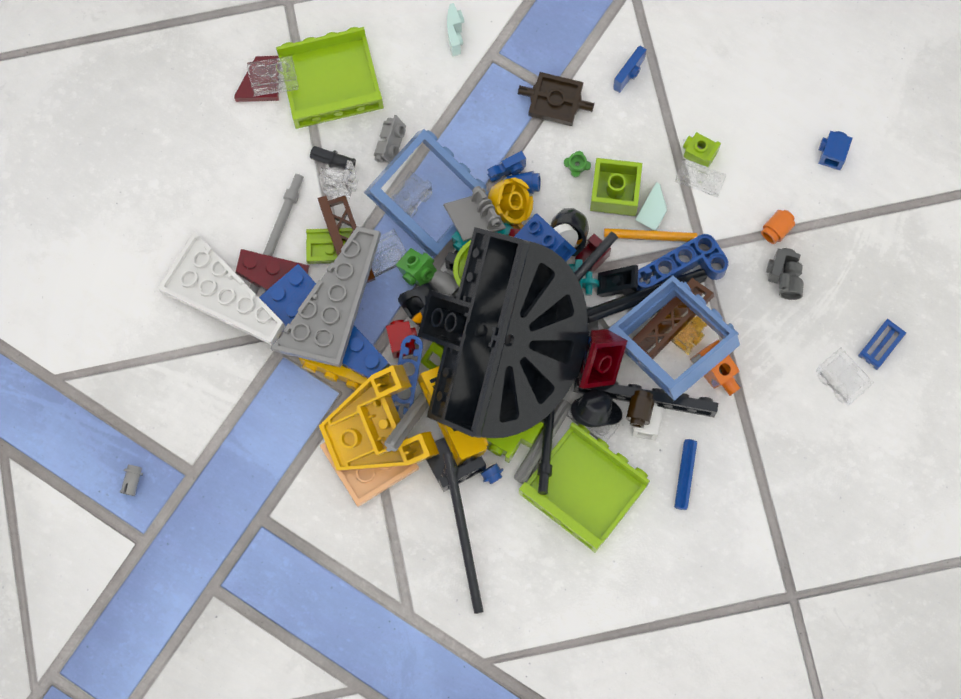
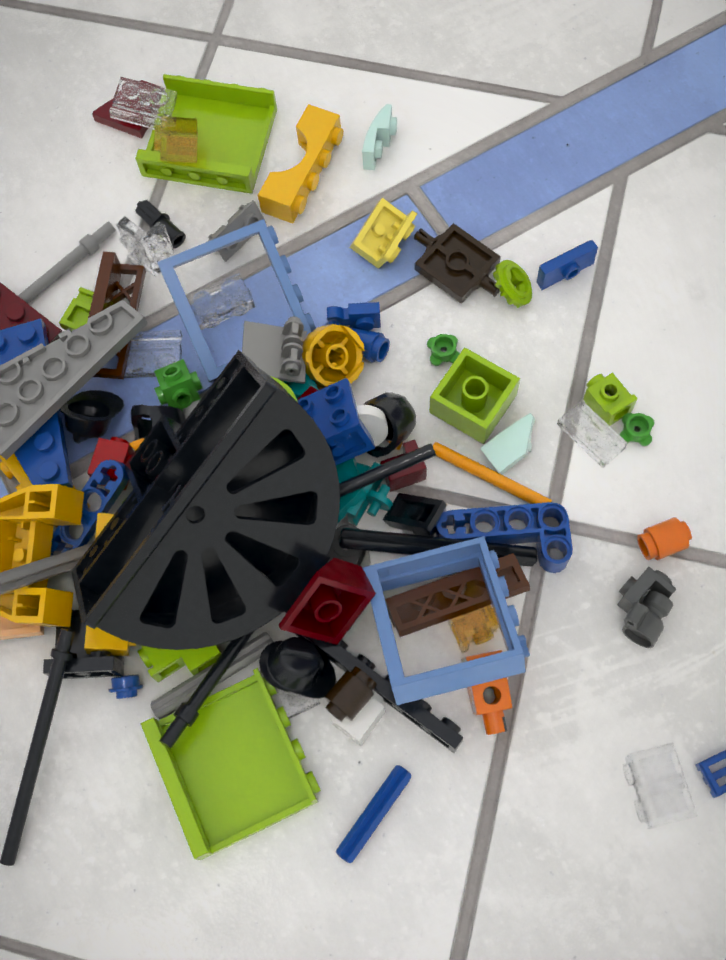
camera: 30 degrees right, 5 degrees down
(319, 93) = (177, 139): none -> clear yellow brick
(371, 313) = (90, 413): none -> black piece
(410, 97) = (287, 191): none -> yellow arch
(495, 99) = (382, 233): none -> light yellow bracket
(601, 98) = (509, 275): none -> lime gear
(730, 156) = (641, 421): none -> bright green plate

